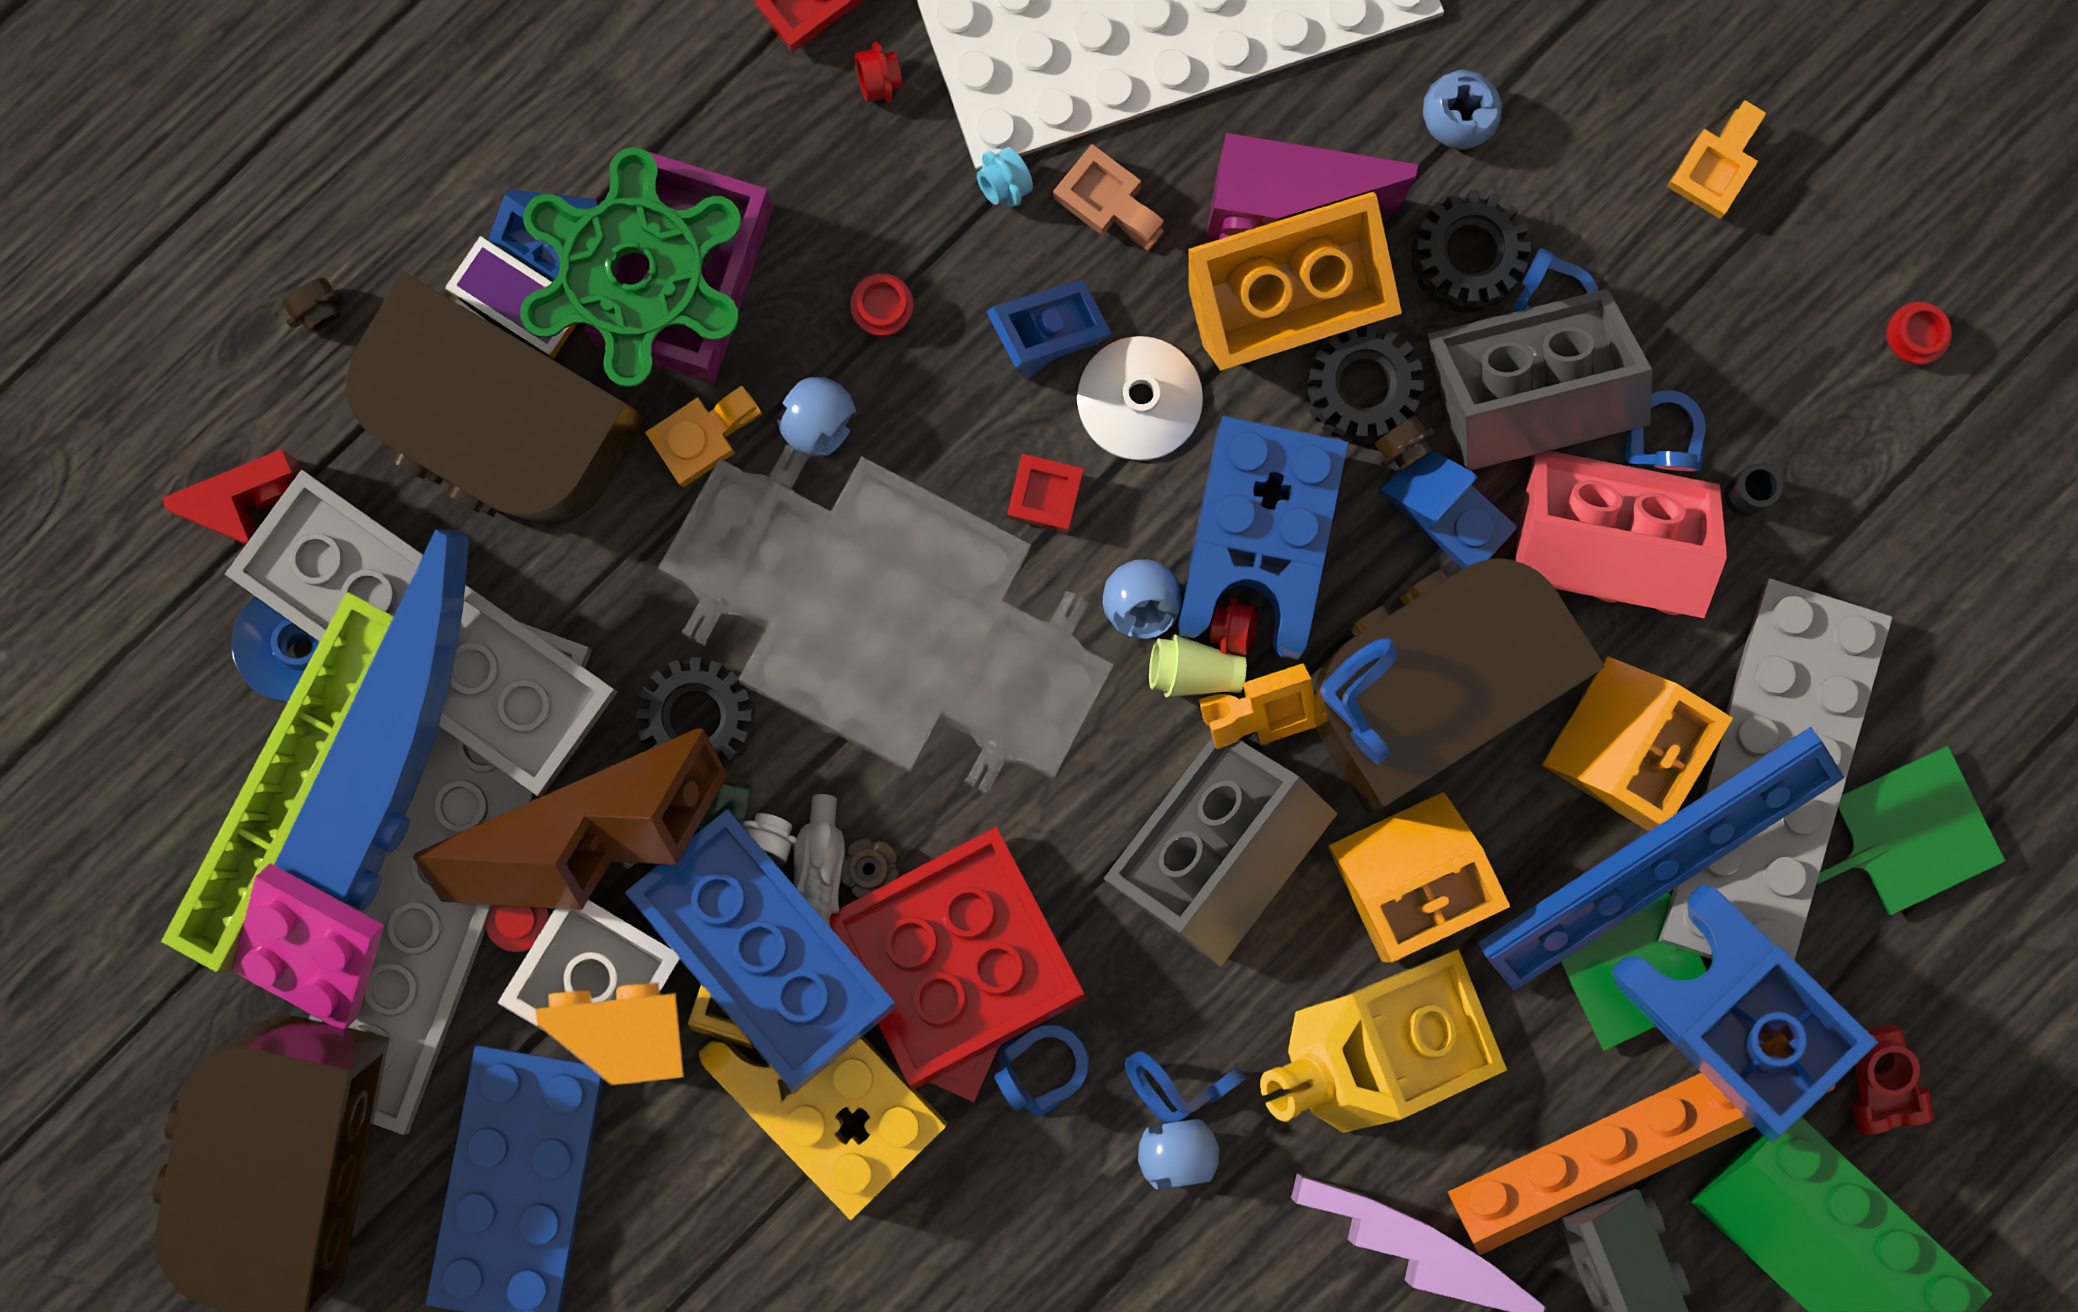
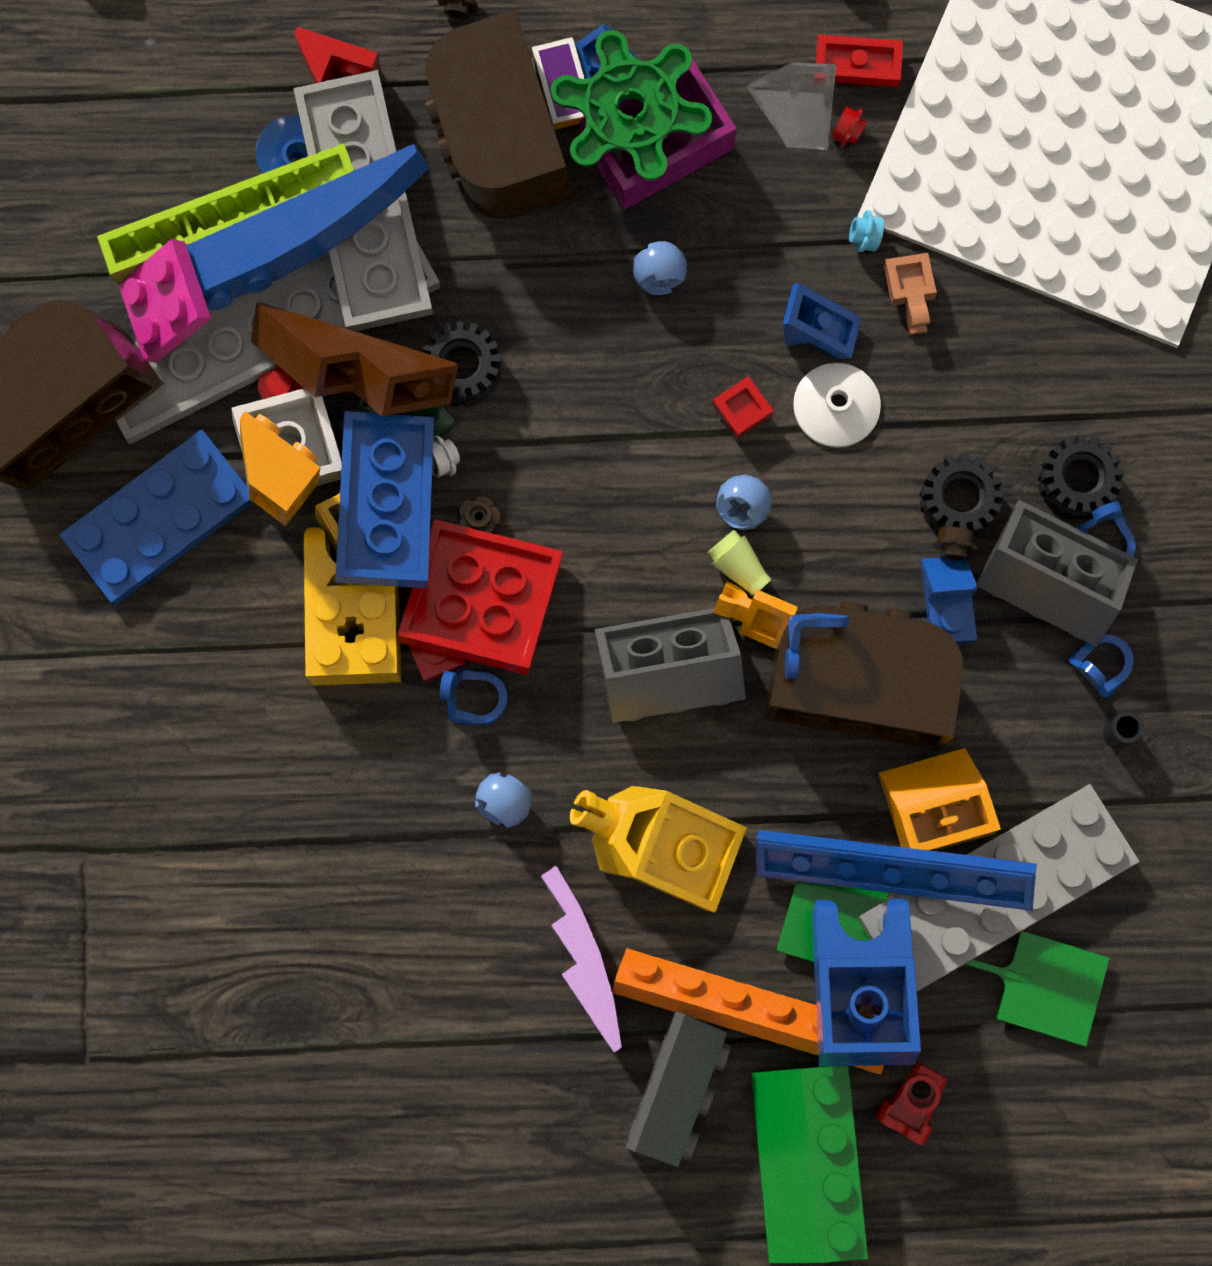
camera: 45 degrees right, 5 degrees down
(696, 439) = (589, 227): light orange plate -> none
(800, 96) = (798, 103): none -> clear slope
(820, 857) = (458, 488): light grey piece -> none
(882, 305) = (745, 243): red plate -> none
(886, 616) = (604, 398): clear piece -> none
(1134, 1068) = (554, 787): blue piece -> none
(1235, 627) = (780, 560): red plate -> none
(1259, 547) = (828, 528): blue brick -> none
(1277, 180) = (1012, 365): magenta slope -> none
(1292, 281) = (969, 404): light orange slope -> none
(1417, 877) = (757, 770): light orange slope -> none
(1447, 124) = (1155, 408): medium blue piece -> none
(1623, 533) = (1029, 689): coral slope -> none

